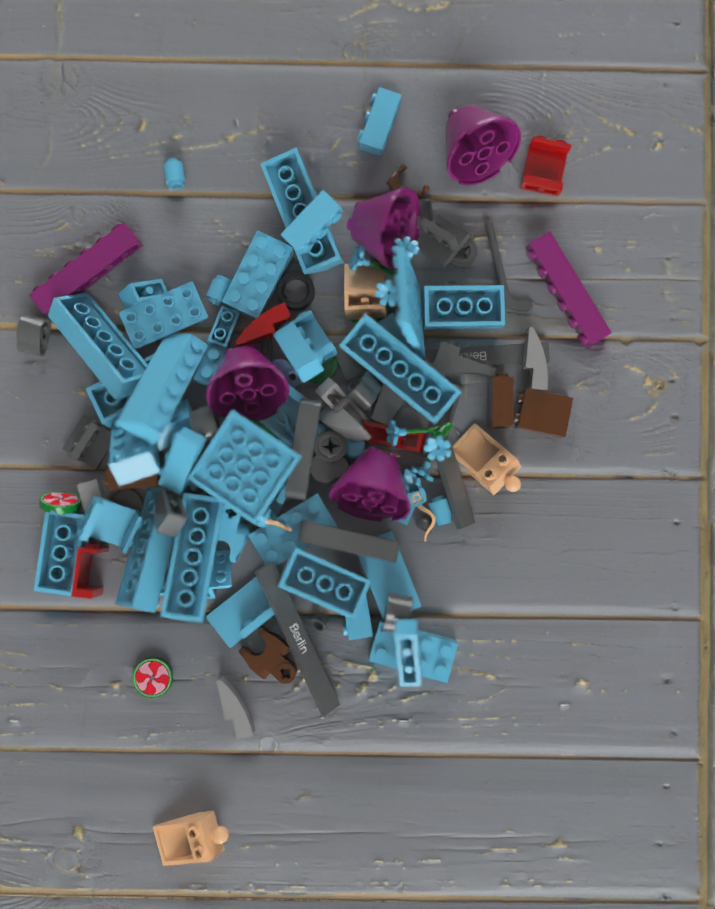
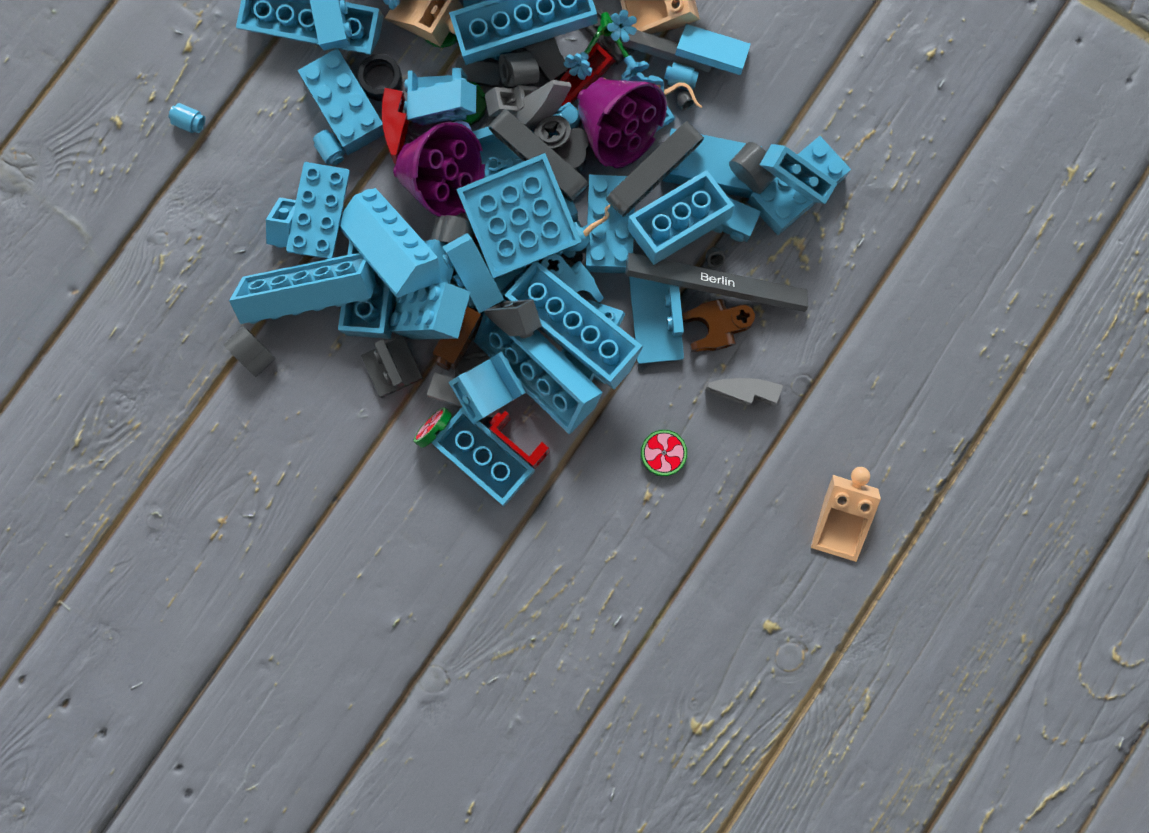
camera: 55 degrees left, 5 degrees down
(88, 267) = (220, 258): magenta brick -> none
(218, 342) = (379, 177): medium azure slope -> none
(475, 521) = (712, 49): none -> medium azure tile

